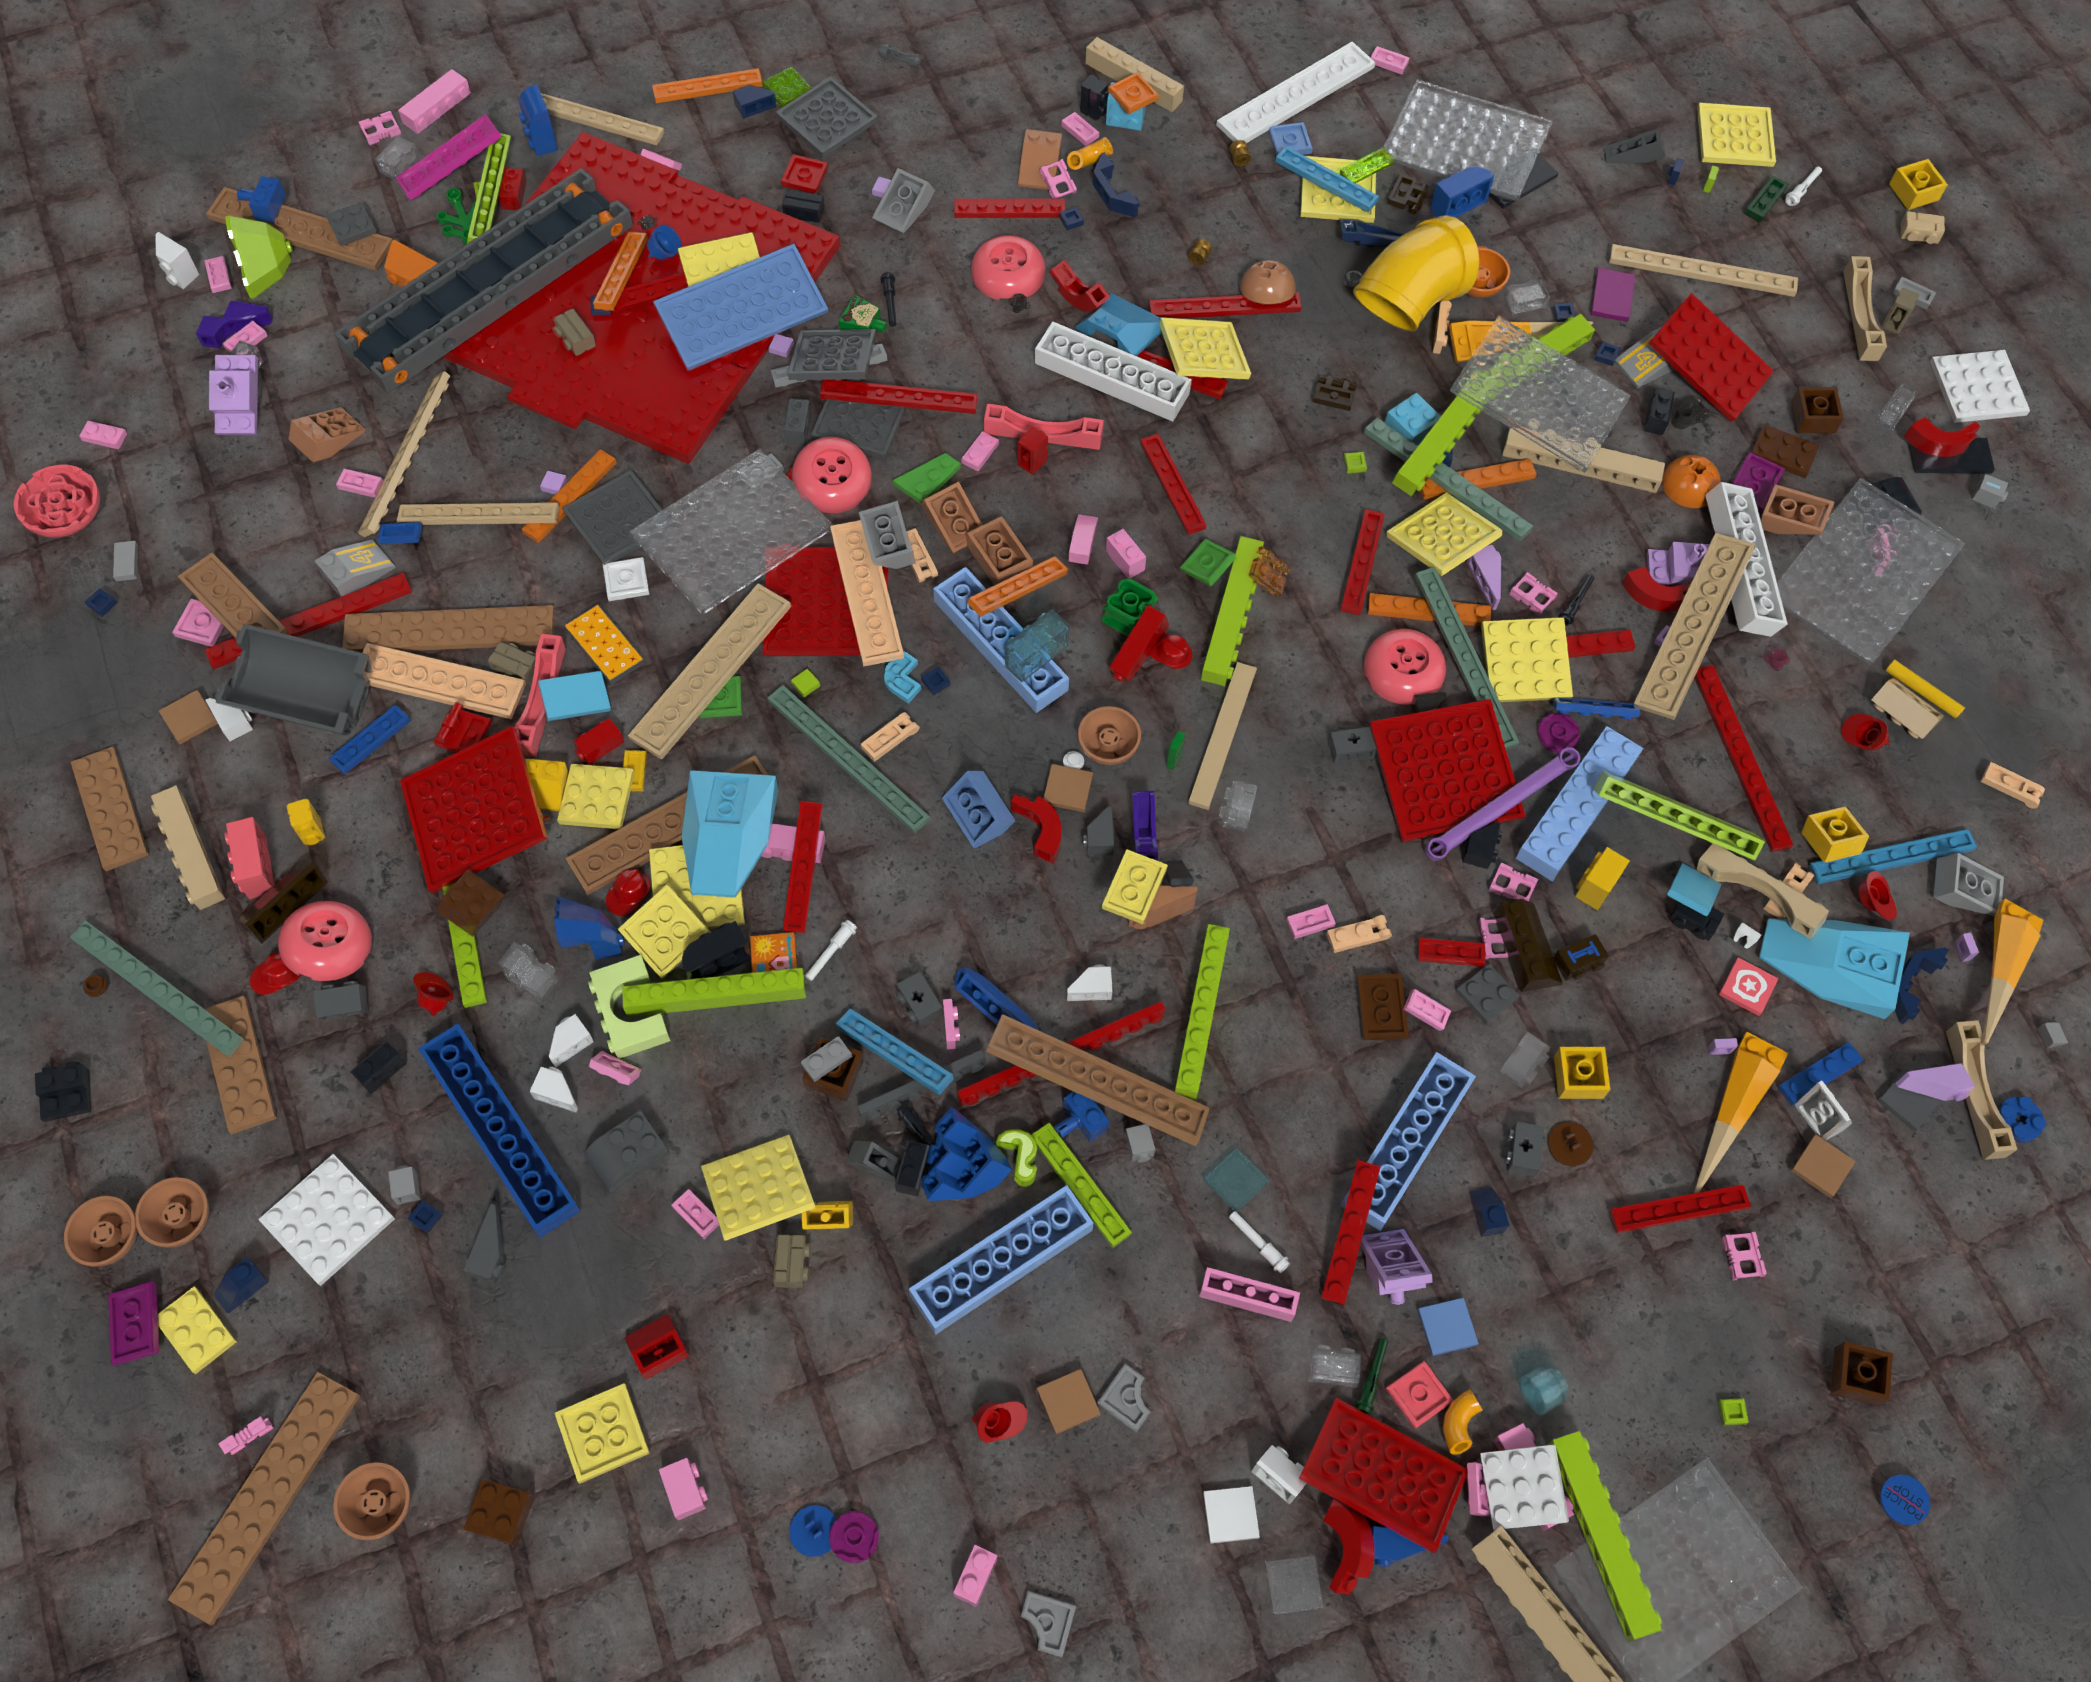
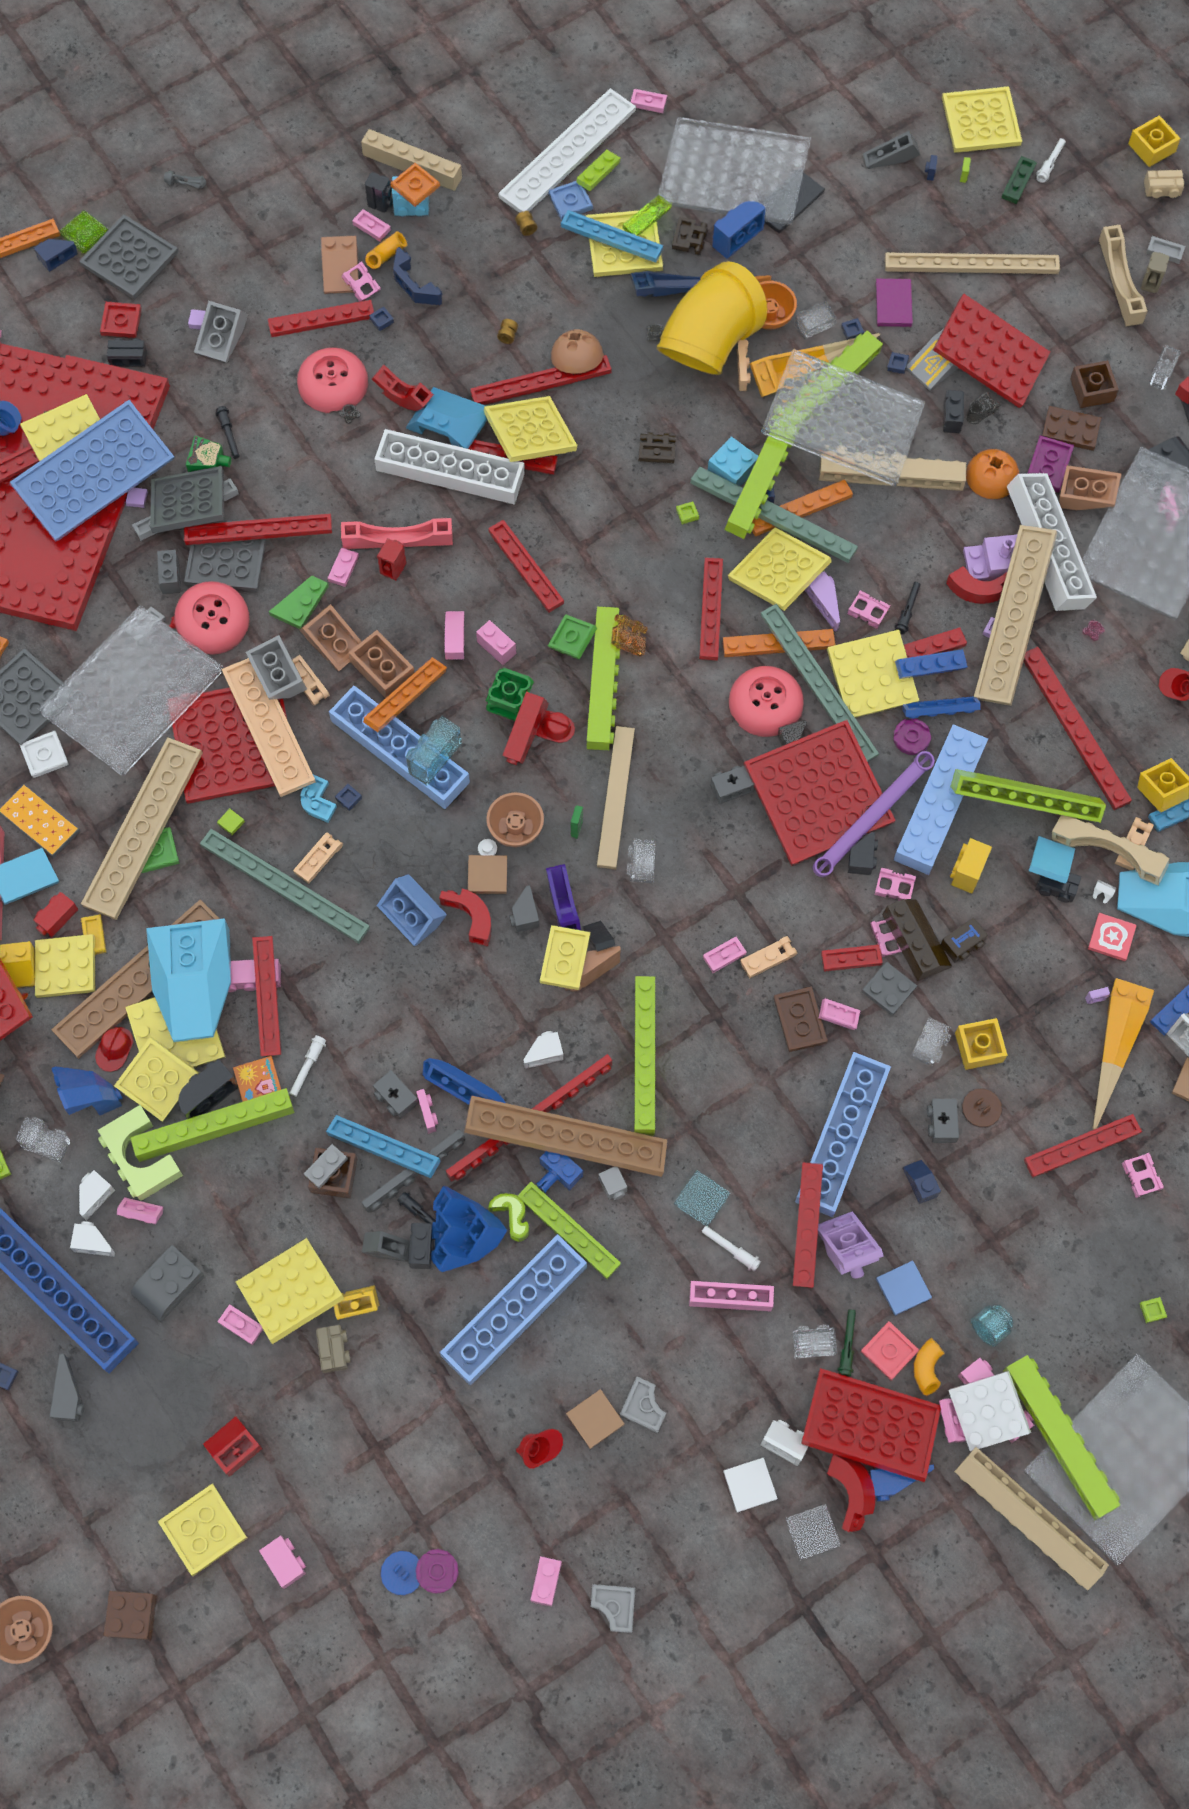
camera: 10 degrees left, 5 degrees up
(1324, 116) = (598, 170): none -> lime plate
(1592, 660) = (931, 664): none -> blue plate

